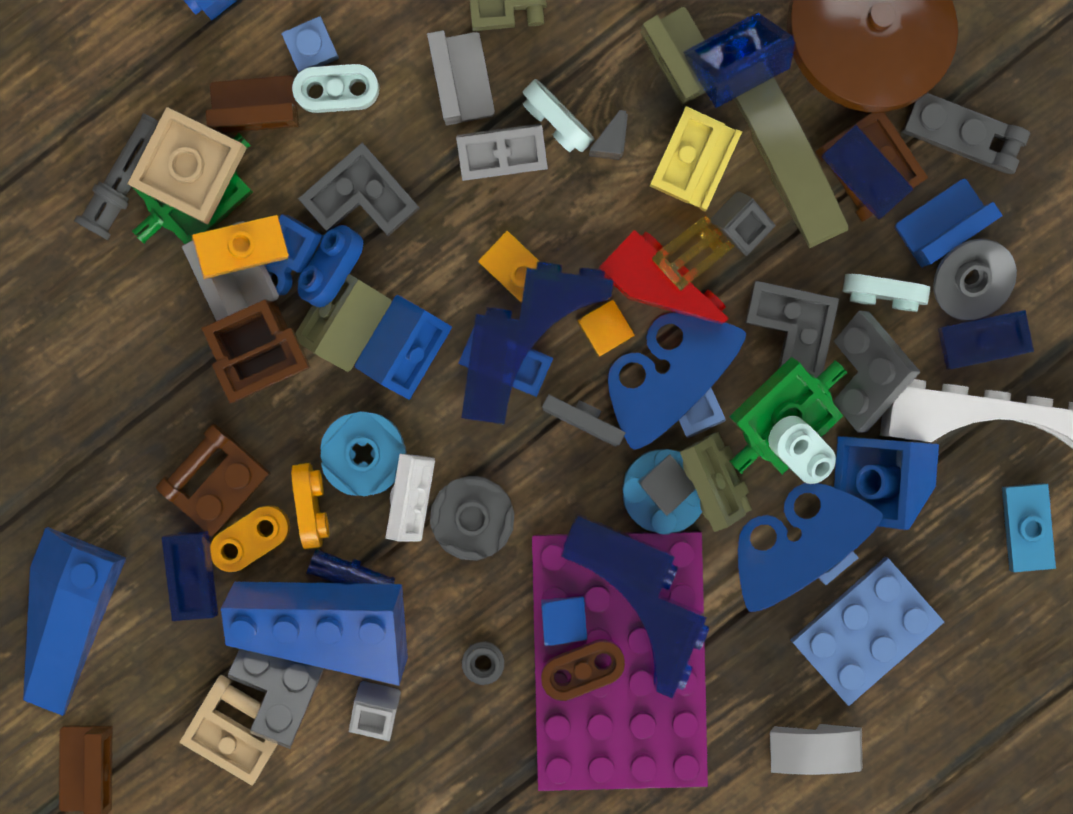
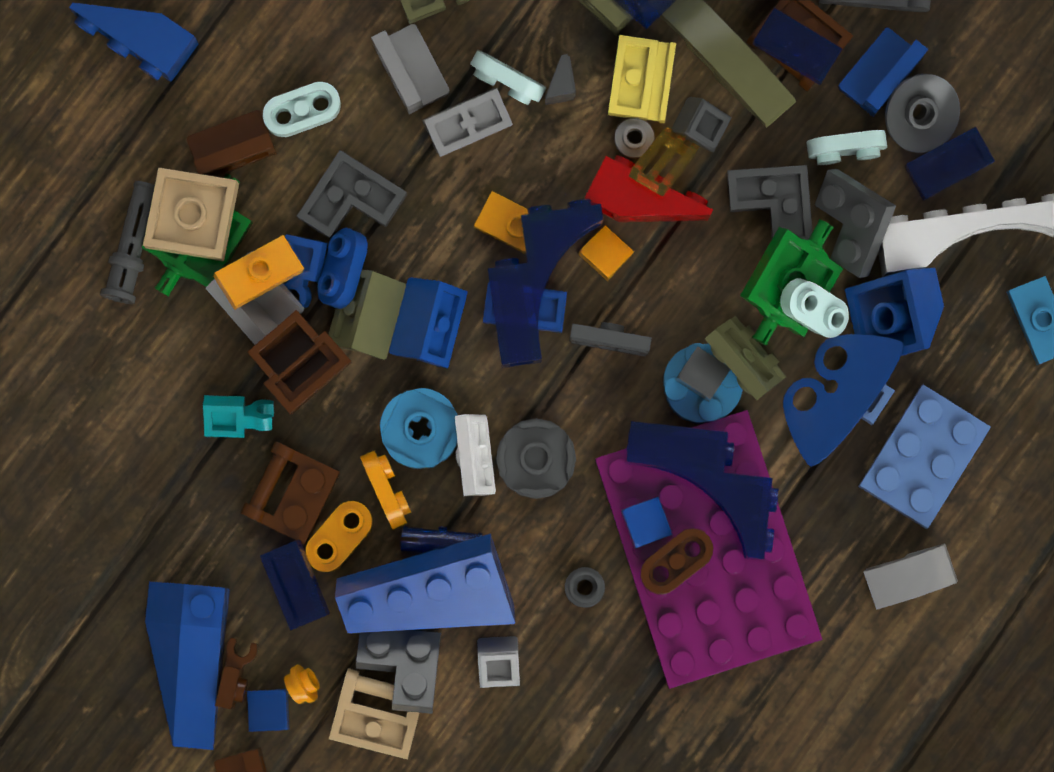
camera: 15 degrees left, 5 degrees down
(98, 659) = (232, 685): none -> reddish brown plate
(129, 693) = (268, 710): none -> blue slope
(168, 678) = (302, 684): none -> light orange plate
(174, 387) = (230, 417): none -> teal plate
(310, 44) = (267, 78): medium blue plate -> none
(667, 397) = (678, 298): blue piece -> none
(669, 231) = (624, 146): none -> light grey plate
(702, 415) = (710, 300): medium blue plate -> none

